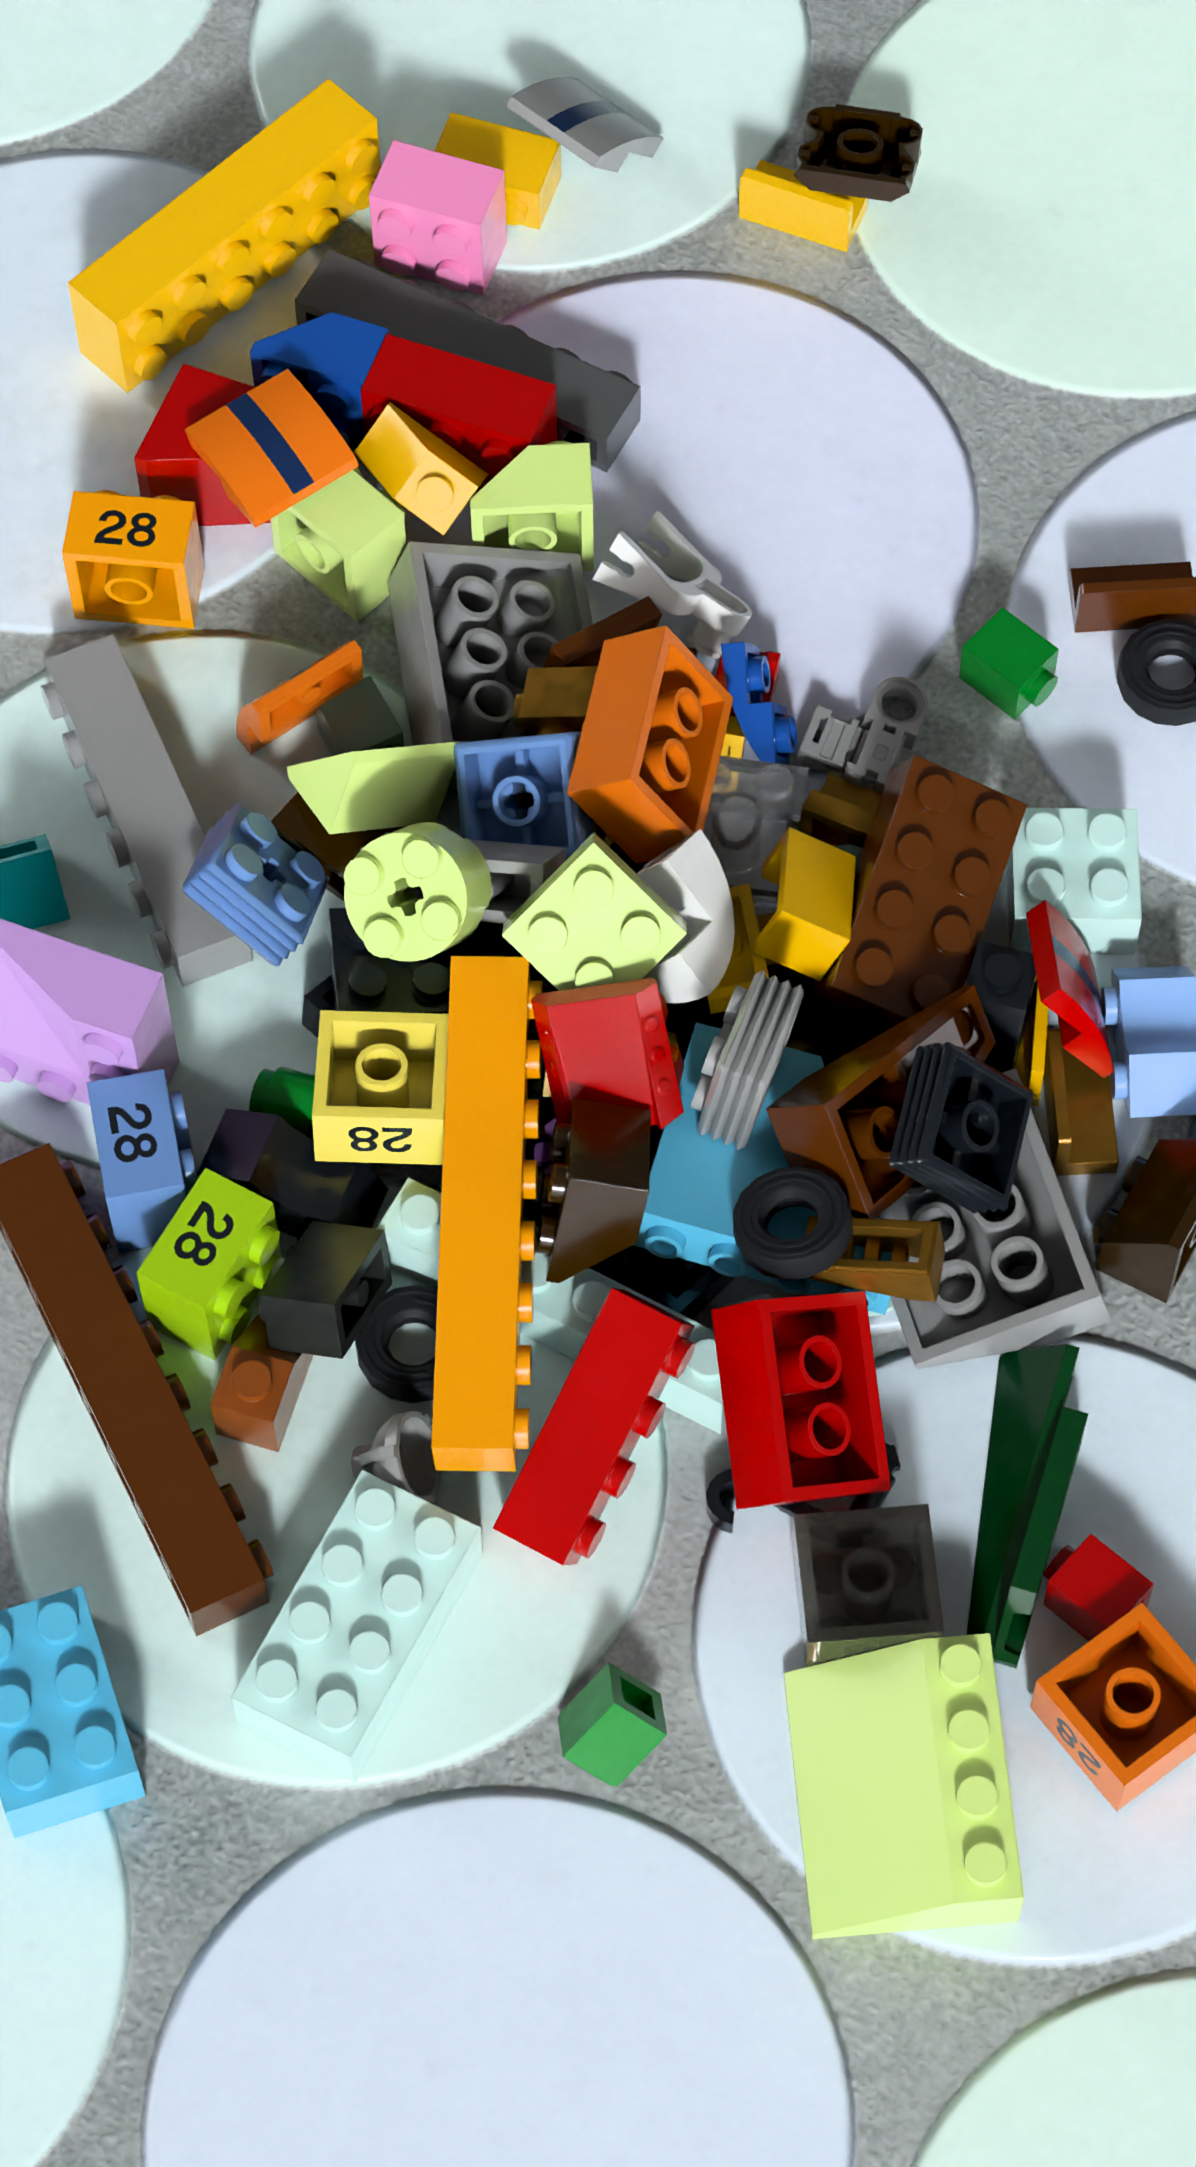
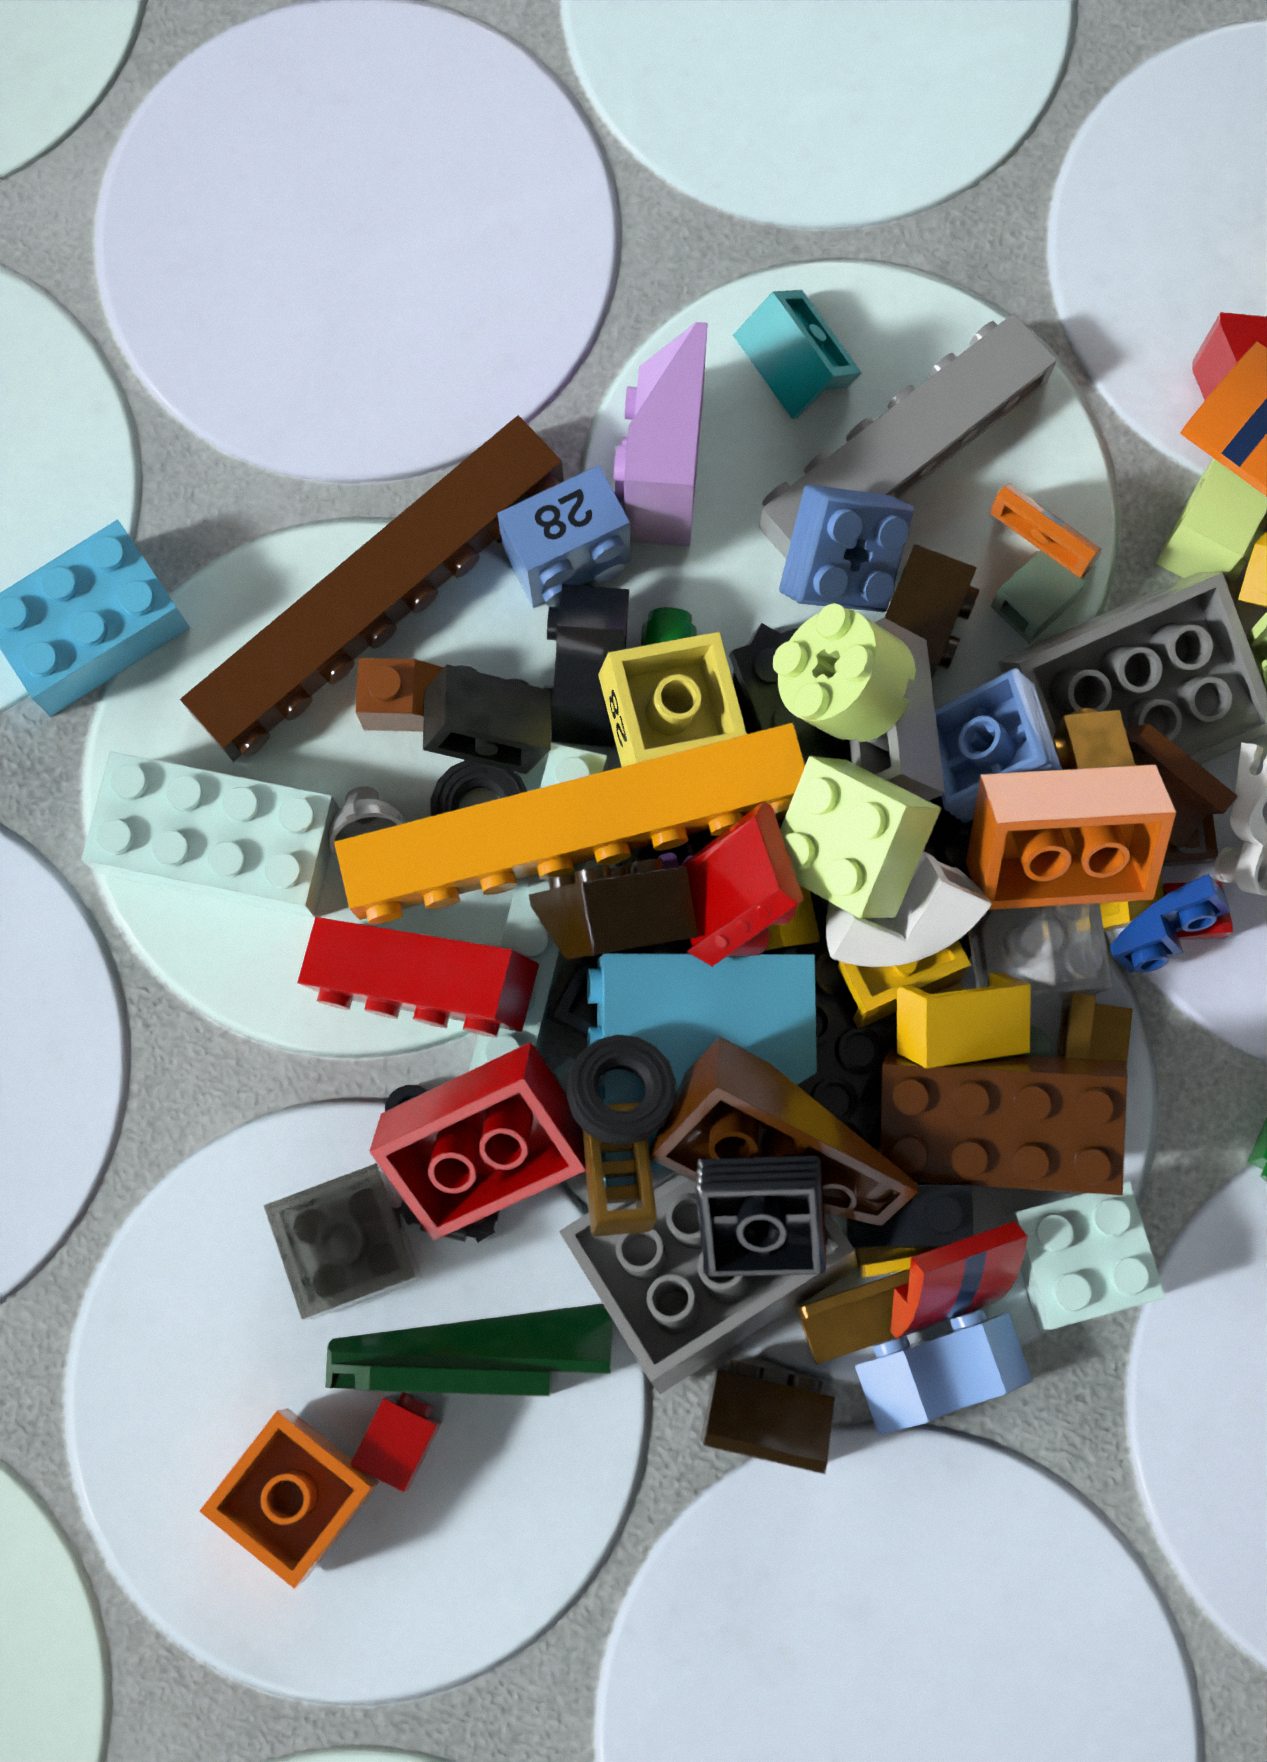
camera: 75 degrees right, 15 degrees up
(133, 559) = (1137, 351): light orange brick -> none
(210, 1264) = (486, 620): lime brick -> none
(376, 786) = (968, 616): yellowish green slope -> none
(612, 1725) = (182, 1062): green panel -> none
(745, 1058) = (785, 1008): light grey brick -> none
(874, 745) = (1165, 1036): light grey piece -> none
(904, 1789) = (178, 1321): yellowish green slope -> none

